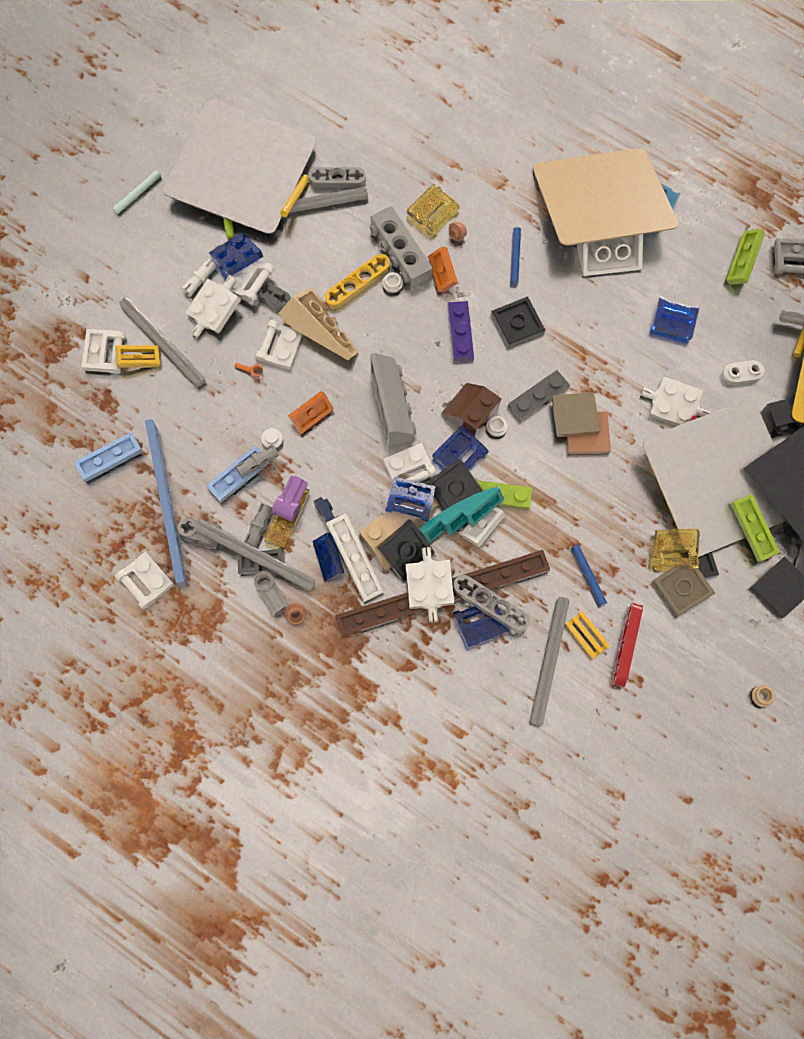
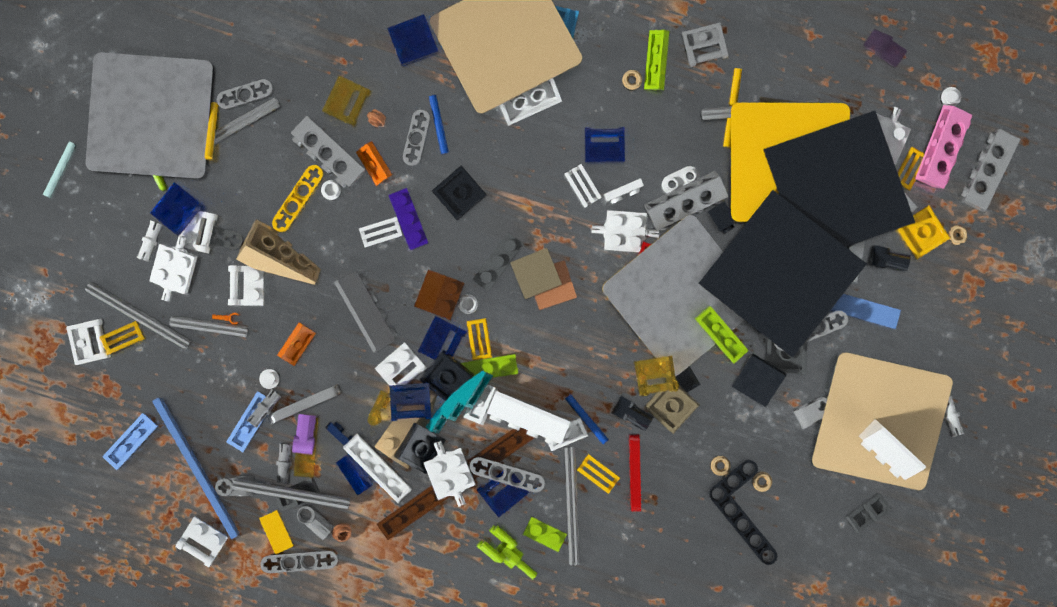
camera: 10 degrees left, 15 degrees up
(226, 594) = (276, 532): none -> yellow tile
(228, 371) = (209, 326): none -> light grey axle
(239, 634) = (299, 561): none -> light grey beam
(305, 471) = (304, 404): none -> light grey beam
(375, 494) = (382, 402): none -> clear yellow plate
(429, 331) = (364, 237): none -> white tile
(466, 686) = (506, 551): none -> lime plant
(490, 252) = (425, 124): none -> light grey beam
(498, 464) = (481, 356): none -> yellow tile
(512, 682) = (544, 534): none -> lime plate
(513, 175) = (412, 39): none -> clear blue plate
(532, 547) = (528, 417): none -> white slope
(563, 583) = (574, 432): none -> white plate
(635, 577) = (630, 412): none -> black piece
(638, 334) = (574, 171): none -> white tile
(690, 363) = (631, 188): none -> white plate
(720, 265) = (632, 73): none -> tan plate
(728, 665) = (725, 470): none -> tan plate
(734, 723) = (739, 514): none -> black beam
(778, 382) = (675, 199): none -> light grey brick

